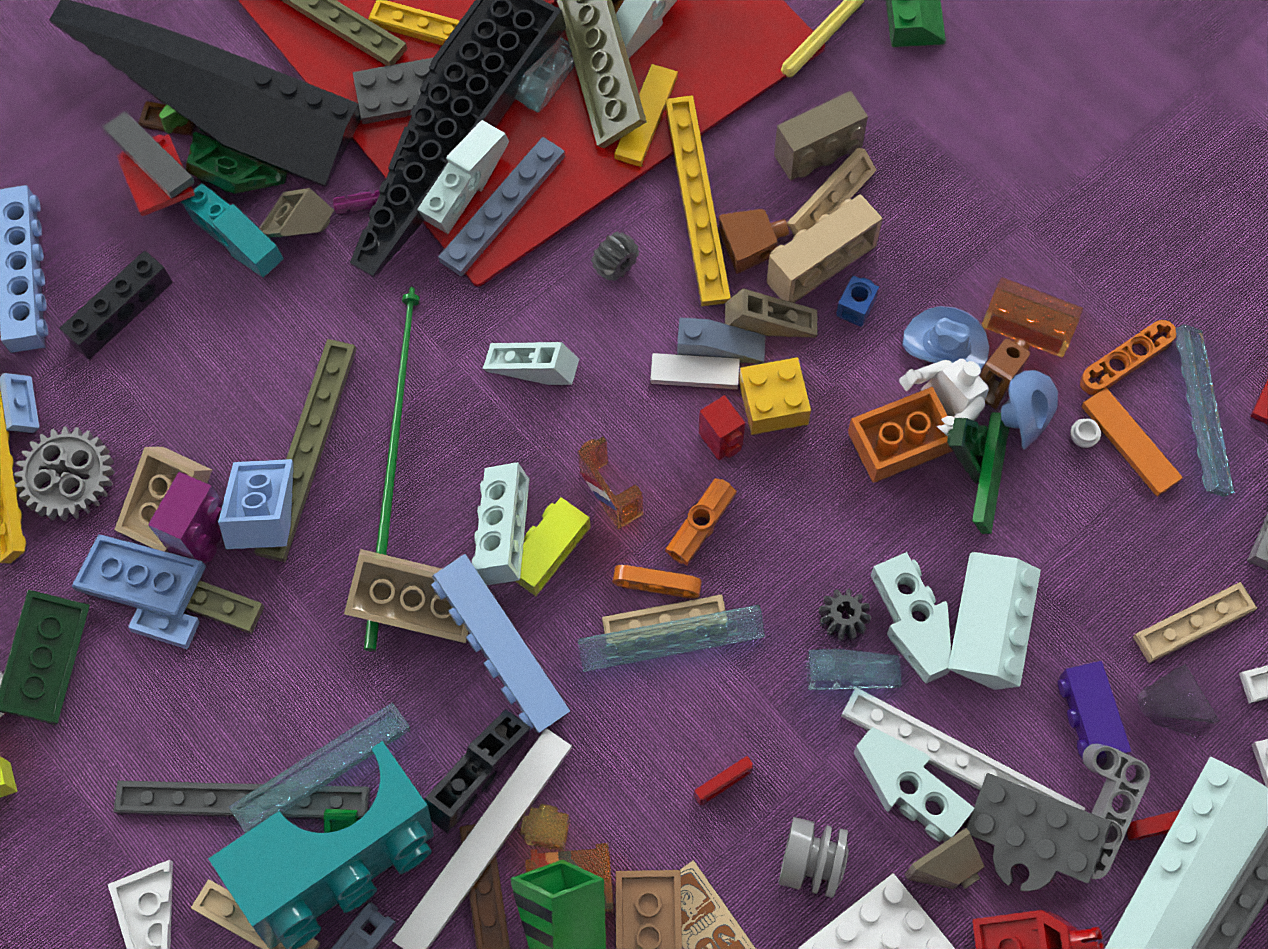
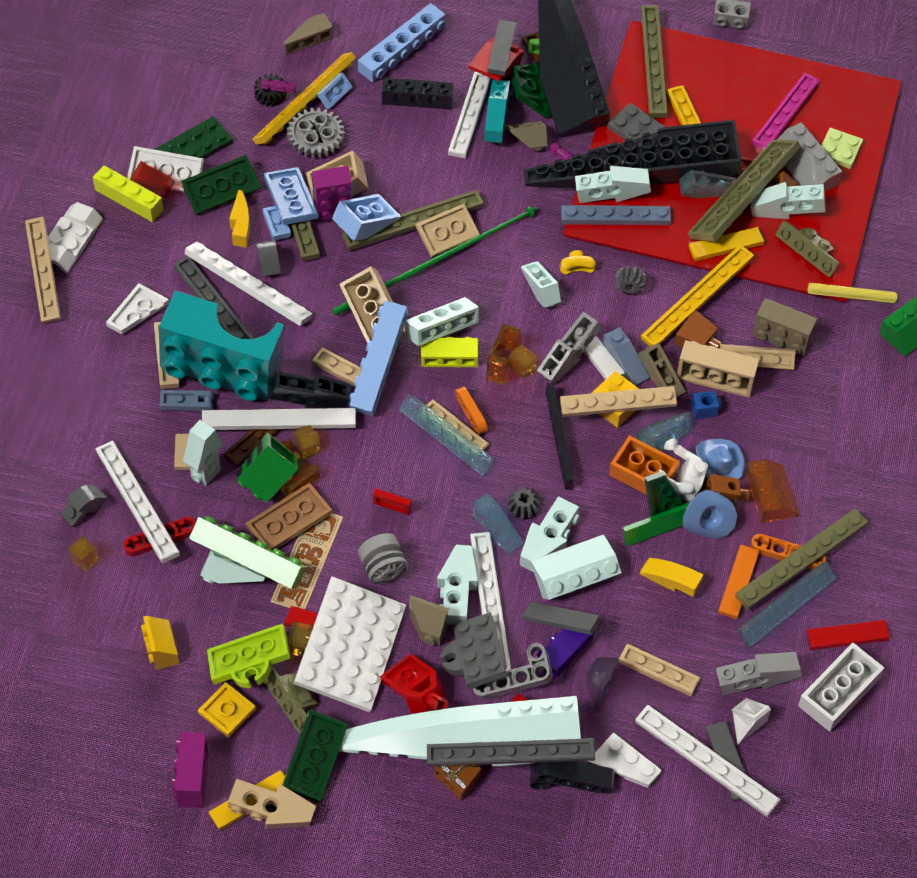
camera: 50 degrees right, 10 degrees down
(121, 670) = (240, 221): none -> yellow slope
(203, 269) = (469, 115): none -> white tile
(214, 675) = (268, 258): none -> dark grey brick
(228, 731) = (248, 283): none -> white plate
(319, 768) = (257, 328): clear light blue plate -> none
(359, 417) = (447, 230): none -> tan tile
(458, 702) = (337, 366): none -> tan tile
(534, 299) = (577, 262): none -> yellow piece
(633, 466) = (523, 361): none -> clear yellow brick
(663, 398) = (567, 351): none -> light grey brick
(690, 535) = (529, 408): orange piece -> none
(721, 428) = (575, 380): red brick -> none
(726, 29) = (810, 246): none -> olive bracket
(779, 502) = (559, 436): none -> black tile
(792, 397) = (618, 401): none -> tan plate
(865, 377) = (662, 431): none -> clear light blue slope
(1059, 689) = (561, 618): none -> dark grey tile
(1076, 511) = (672, 575): none -> yellow slope
(1085, 433) = (724, 556): white plate -> none
(1156, 351) = (801, 559): none -> olive plate

